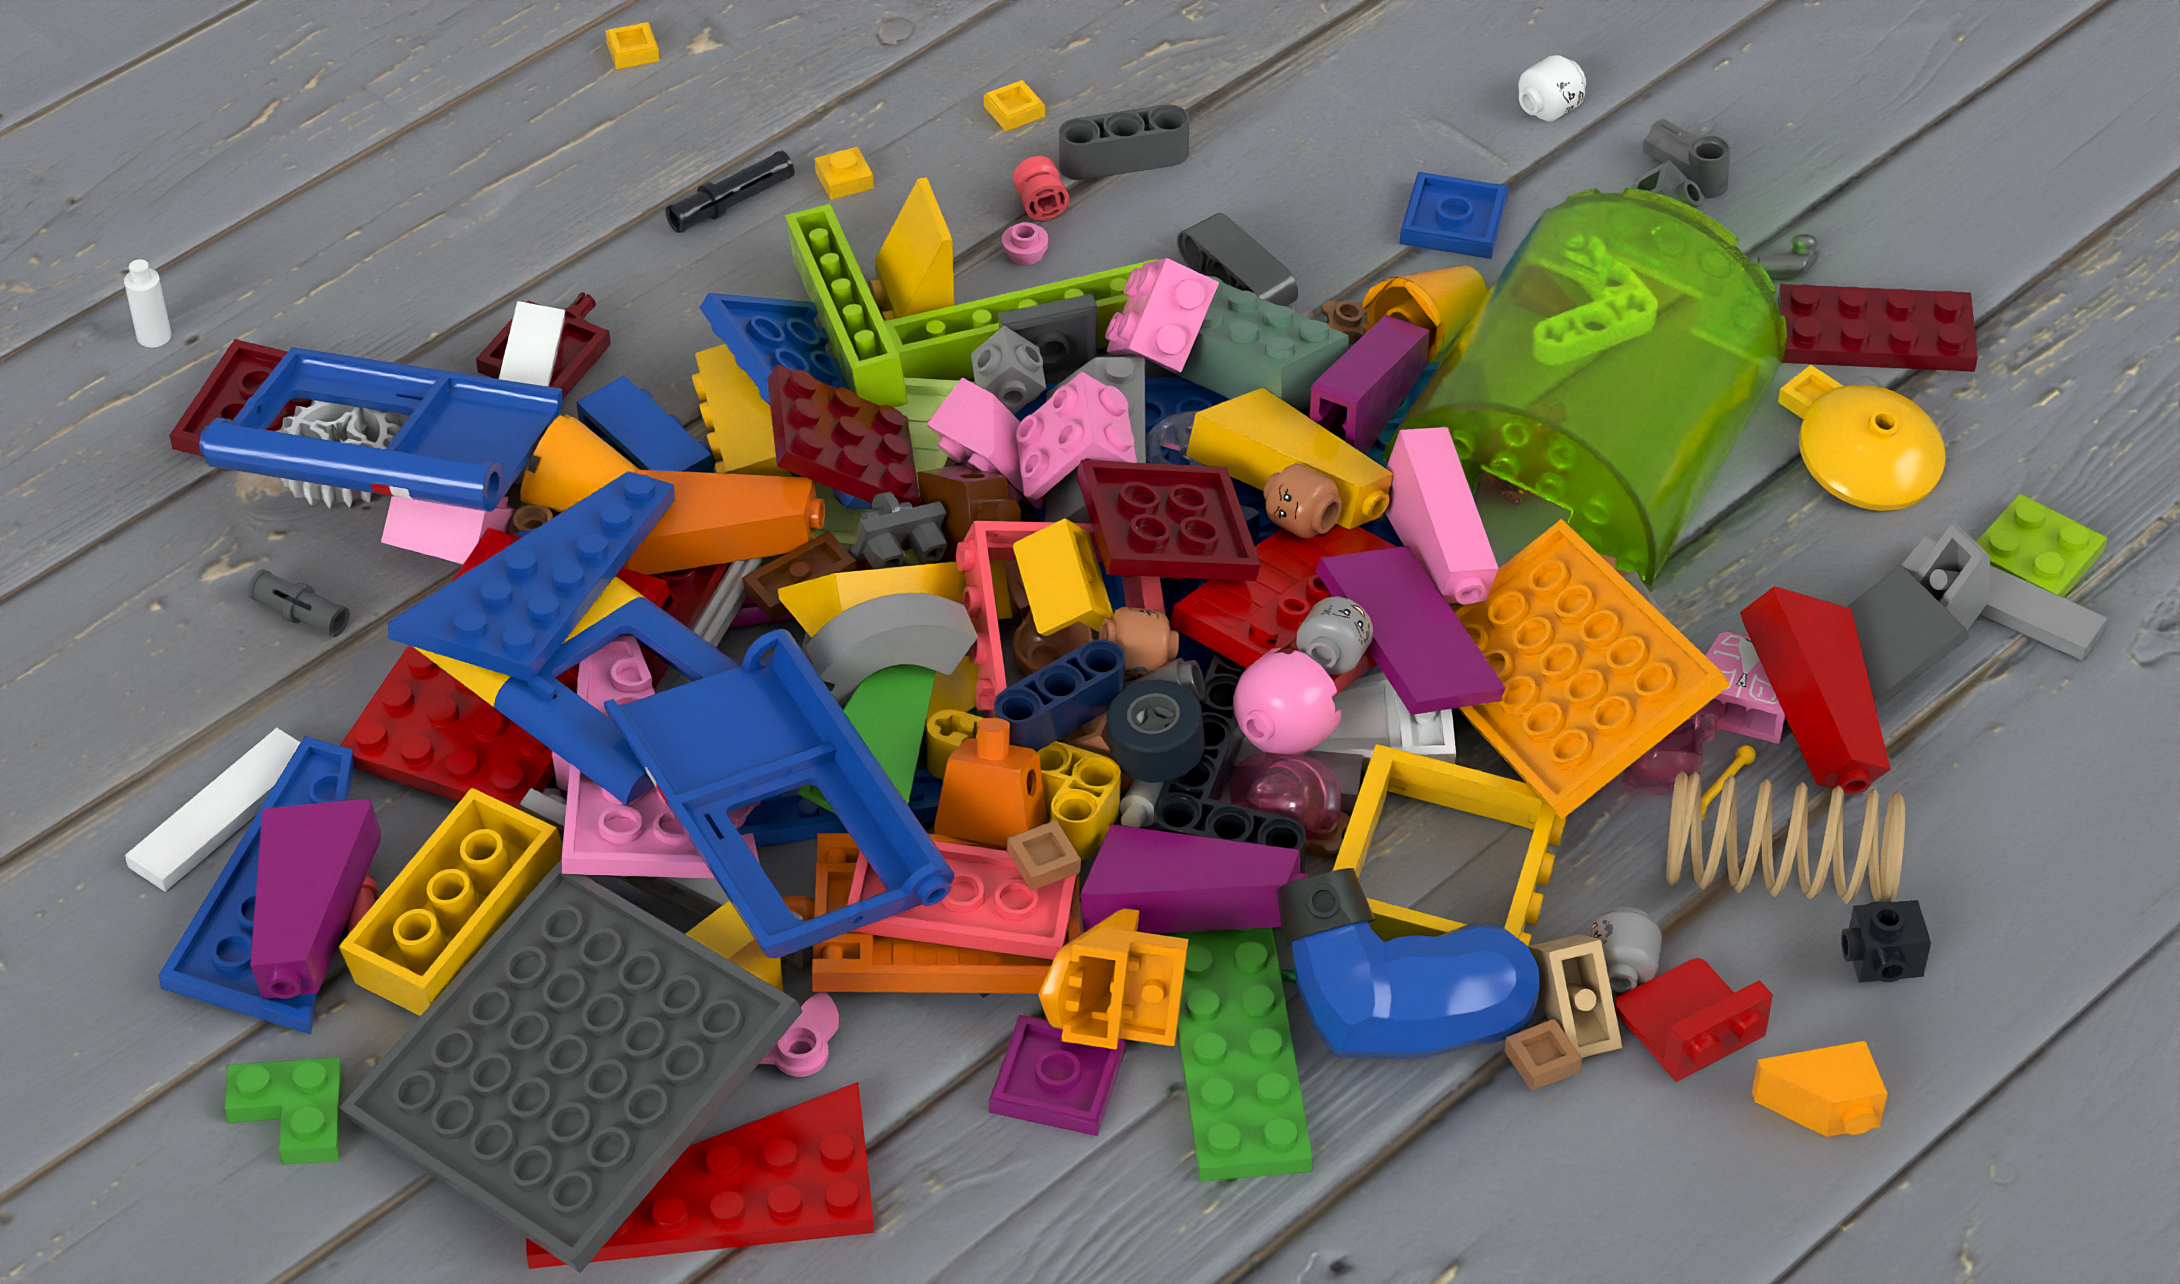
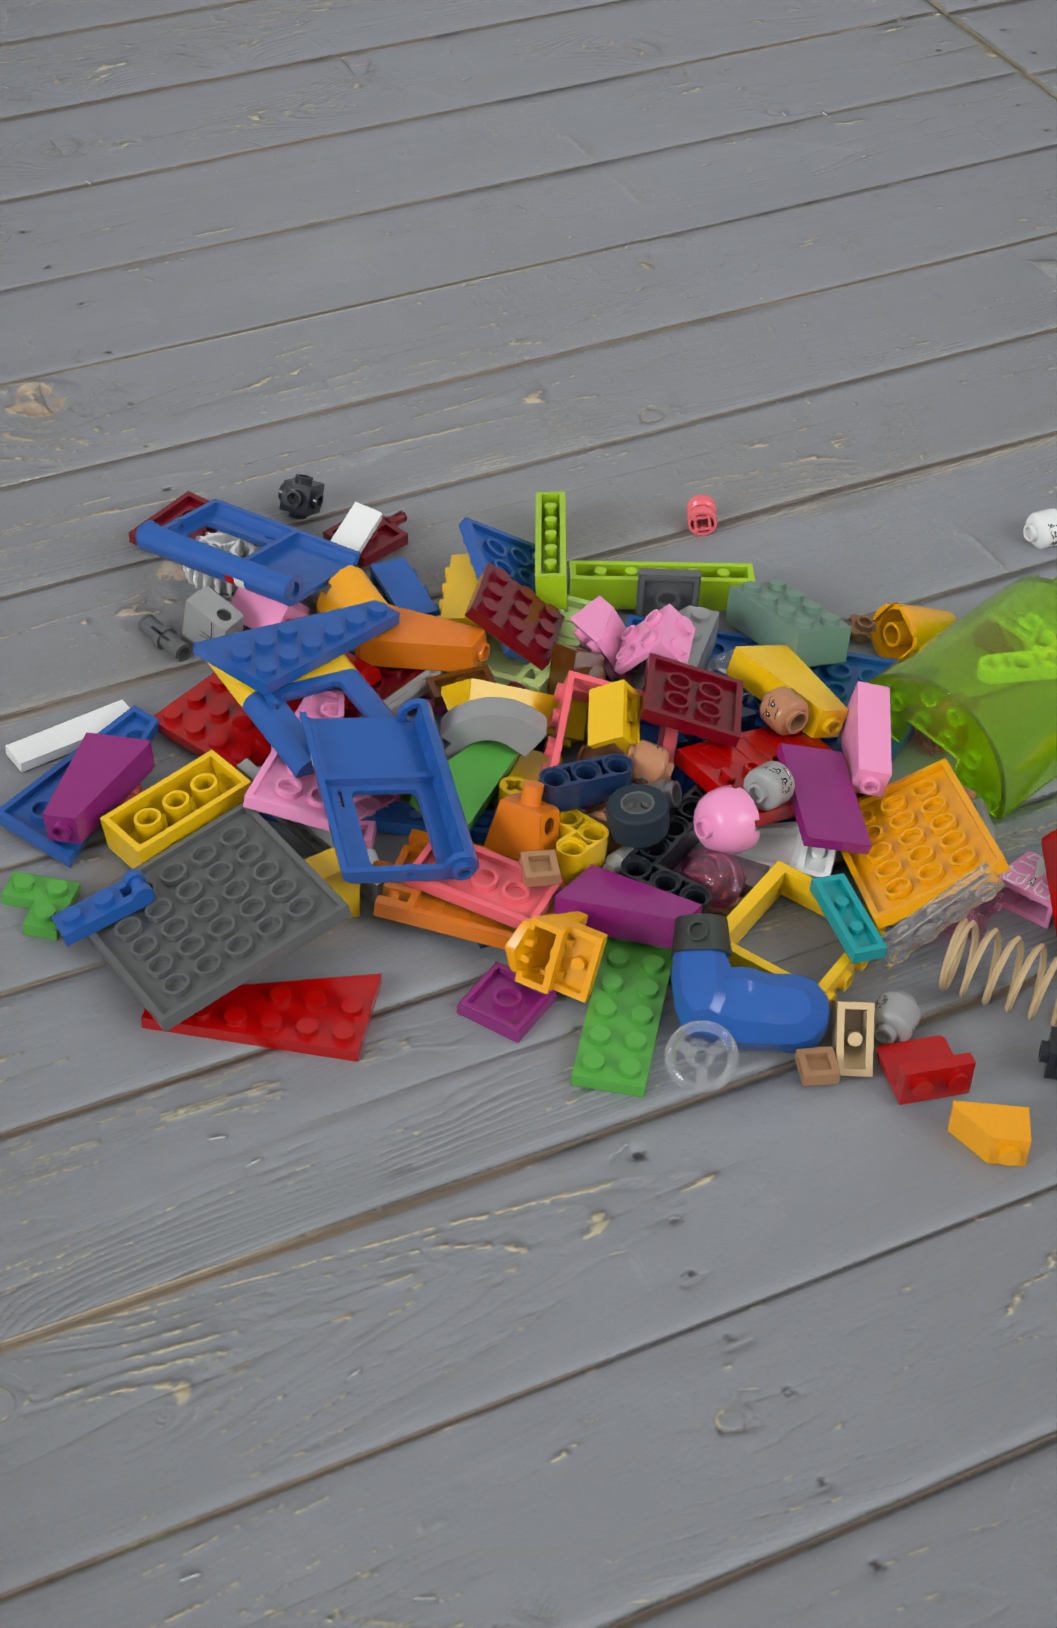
camera: 15 degrees right, 5 degrees down
(147, 305) = (145, 461): white cylinder -> none
(375, 567) = (209, 617): none -> light grey torso
(403, 1094) = (104, 907): none -> blue plate
(426, 294) = (301, 496): none -> black brick
(632, 45) = (489, 390): yellow tile -> none
(714, 199) = (483, 483): black pin -> none
(808, 1036) = (353, 940): bright pink plate -> none
(844, 173) = (586, 483): yellow plate -> none
(897, 528) = (529, 672): dark grey hips -> none
(915, 259) = (602, 530): yellow slope -> none
(1009, 369) = (635, 601): light grey brick -> none
(1014, 105) = (706, 469): yellow tile -> none
(1025, 243) = (680, 543): bright pink plate -> none
(1123, 142) = (763, 501): dark grey beam -> none
(1161, 313) = (742, 590): bright pink bracket -> none
(1227, 252) = (805, 575): dark grey beam -> none
(1363, 1074) = (690, 1049): none -> clear piece
(1370, 382) = (856, 658): magenta slope -> none
(1454, 215) = (956, 585): blue tile -> none
(1513, 813) = (848, 918): none -> teal plate
(1653, 764) = (941, 913): none -> clear plate
(1744, 756) = (1020, 929): yellow hinge -> none

